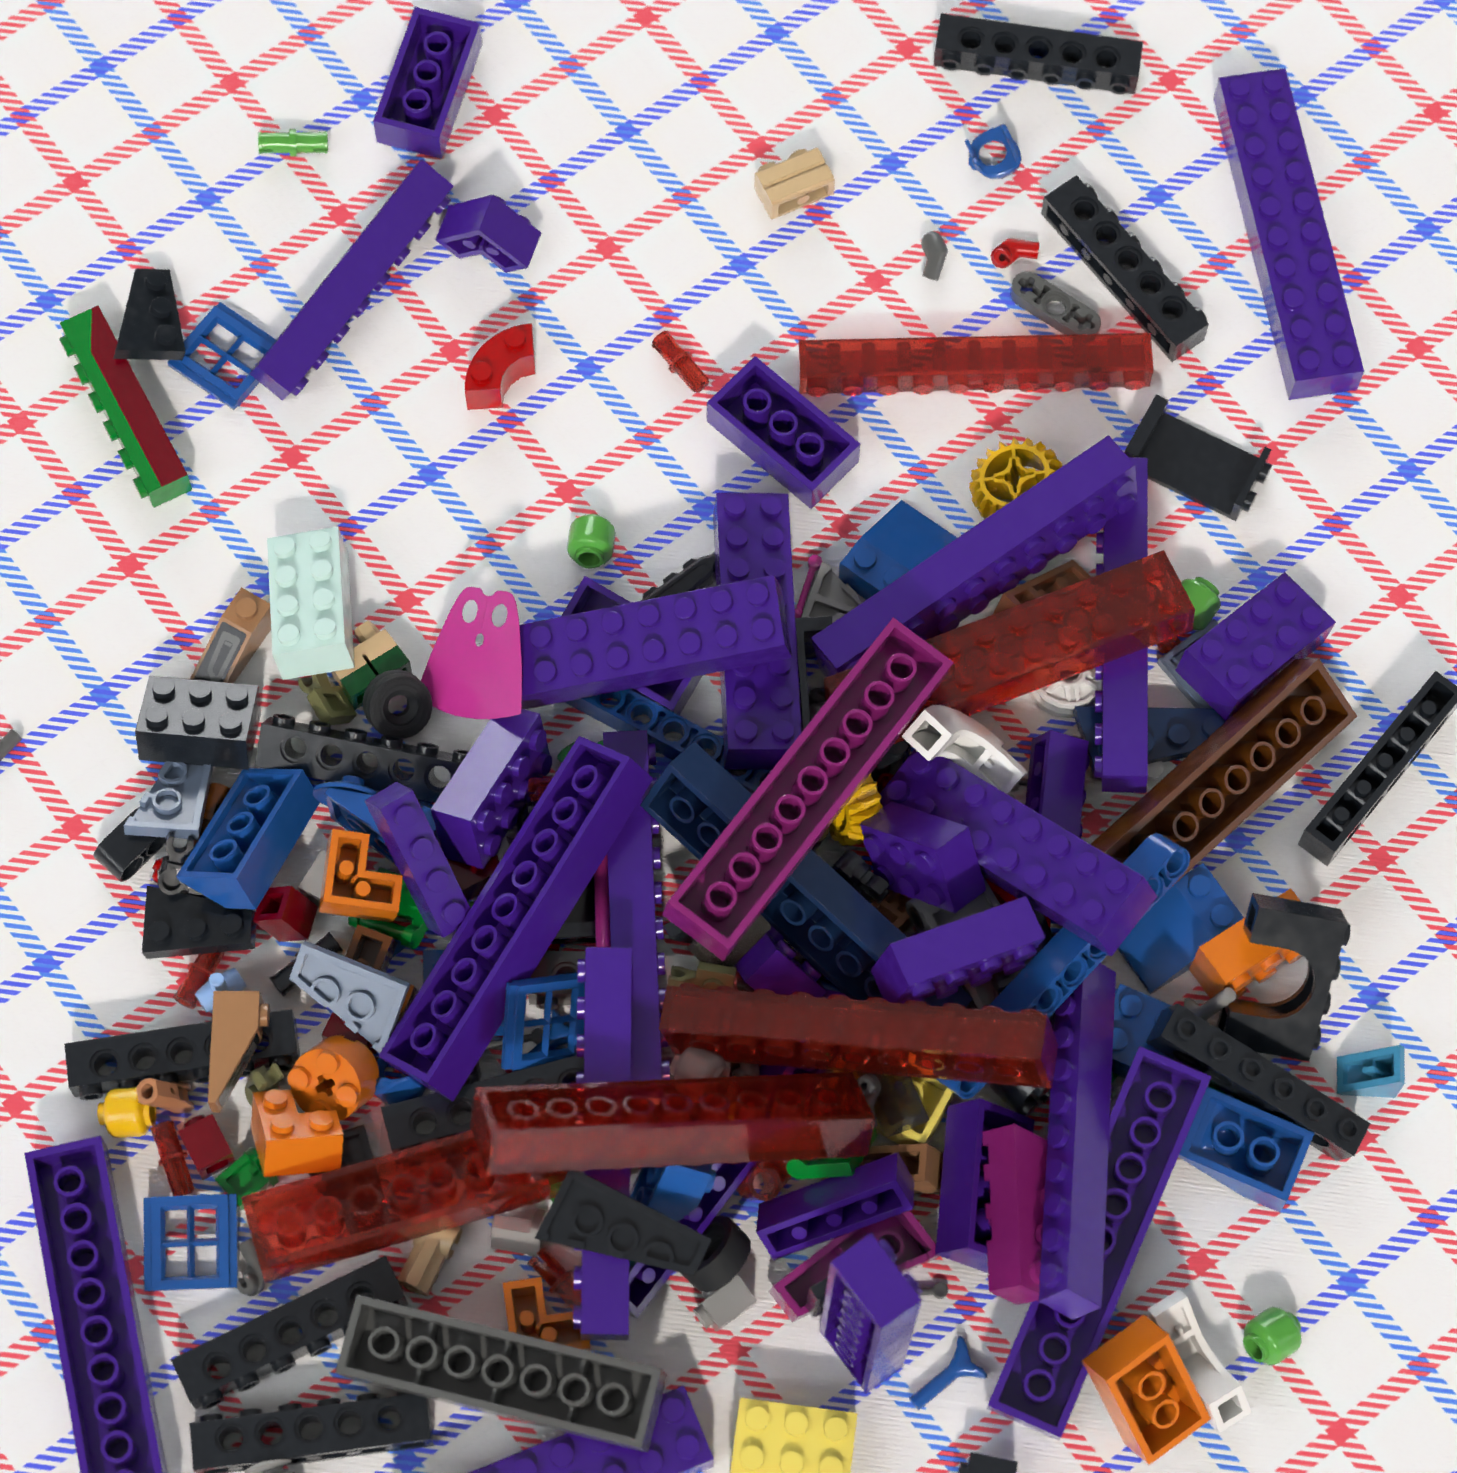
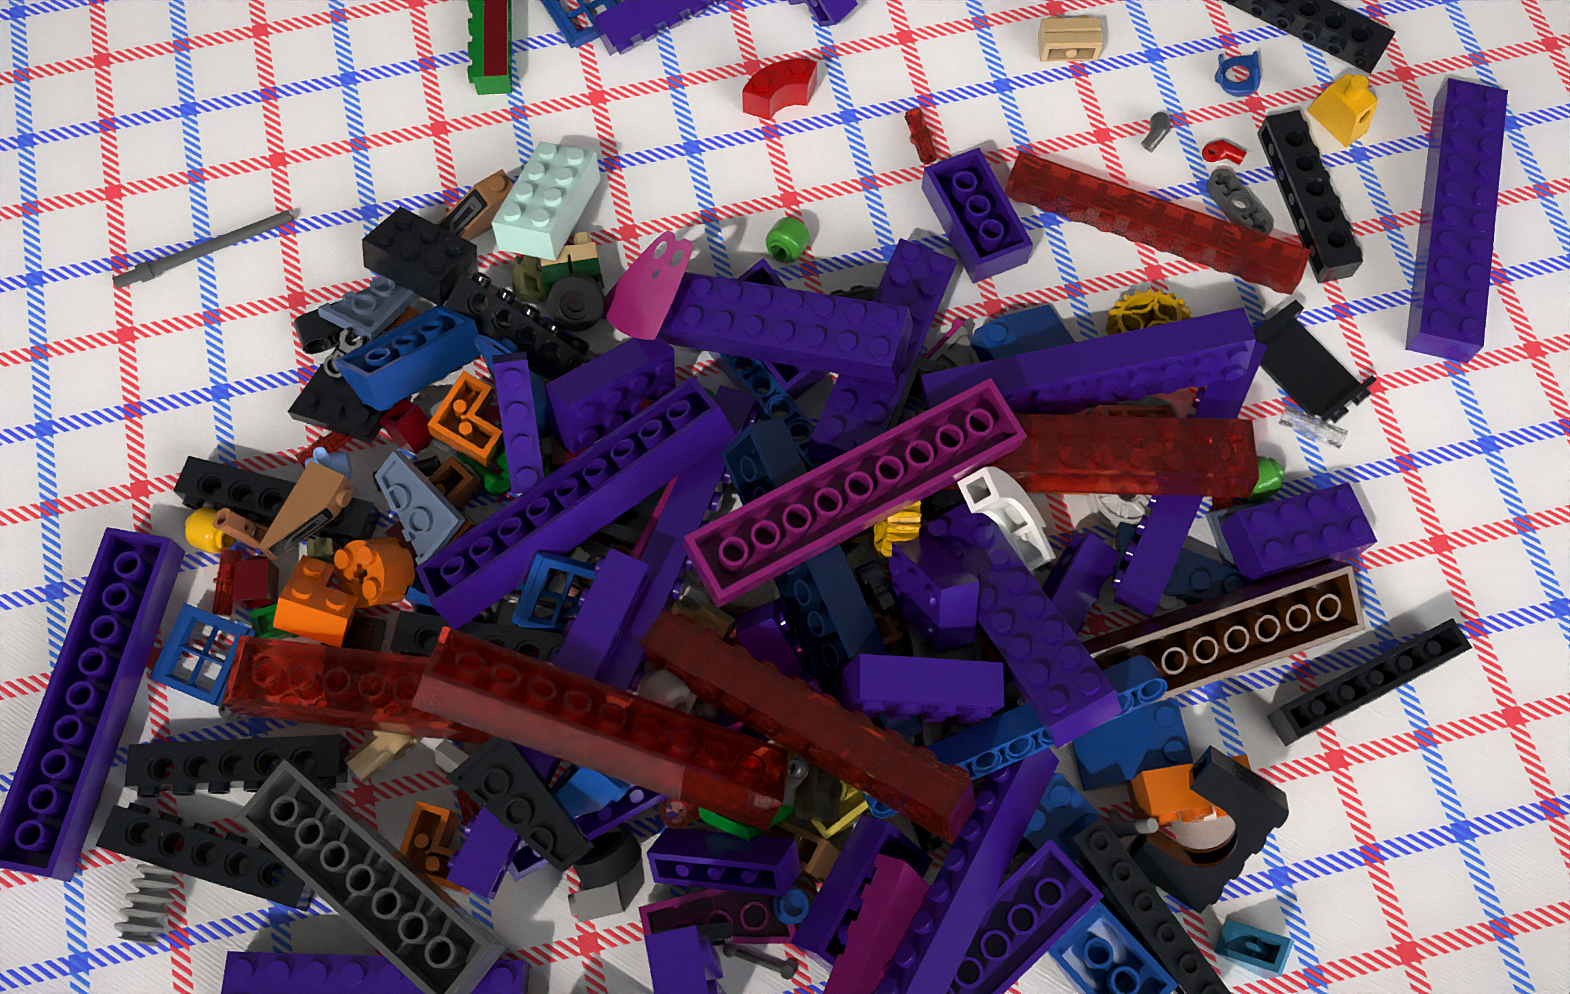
camera: 25 degrees right, 0 degrees up
(921, 1220) = (792, 907): none -> blue plate
(1124, 153) = (1345, 108): none -> yellow torso
(1227, 524) = (1313, 427): none -> clear pin

